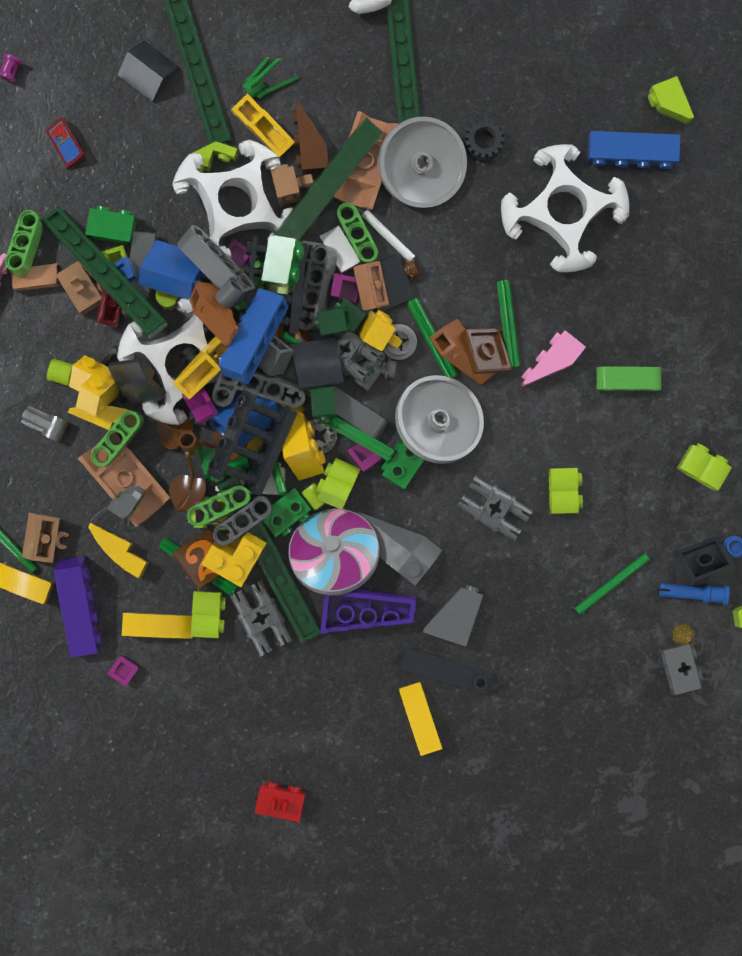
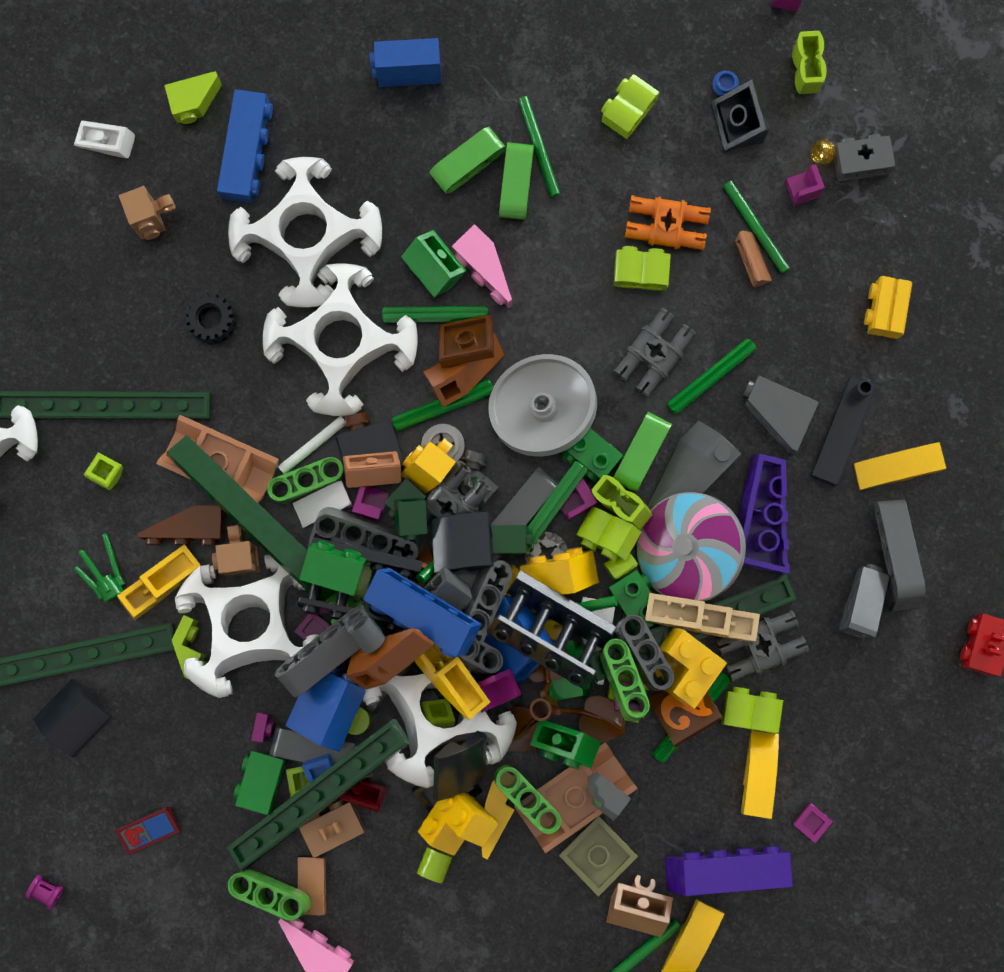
camera: 80 degrees left, 5 degrees down
(50, 426) = (499, 886): flat silver piece -> none
(80, 501) = (598, 855): none -> olive plate
(119, 550) = (663, 814): yellow slope -> none
(154, 223) = (263, 727): none -> magenta plate
(164, 465) = (565, 743): none -> green brick
(177, 359) = (438, 713): none -> lime brick
(276, 565) = (702, 617): none -> tan slope
(304, 698) = (865, 602): none -> slope
(346, 724) = (901, 556): none -> dark grey beam
(347, 69) = (104, 471): none -> lime brick
(365, 491) = (622, 502): none -> lime brick
(410, 505) = (642, 451): none -> bright green beam
(422, 162) = (228, 393): light grey dish -> none
(477, 220) = (340, 370): none -> white piece
(480, 557) = (711, 376): none -> green axle
(549, 317) = (433, 263): none -> green brick
(554, 700) = (888, 307): none -> yellow brick
(565, 74) = (144, 212): none -> medium nougat brick
(584, 584) = (753, 258): none -> nougat slope
(596, 516) = (677, 212): none -> orange pin
(628, 33) = (105, 139): none -> white slope
(642, 336) = (467, 160): none -> bright green beam
(651, 621) = (805, 185): none -> magenta panel
(661, 395) = (539, 147): none -> green bar
(706, 593) = (777, 121): blue pin -> none
(719, 275) = (406, 62): none -> blue brick

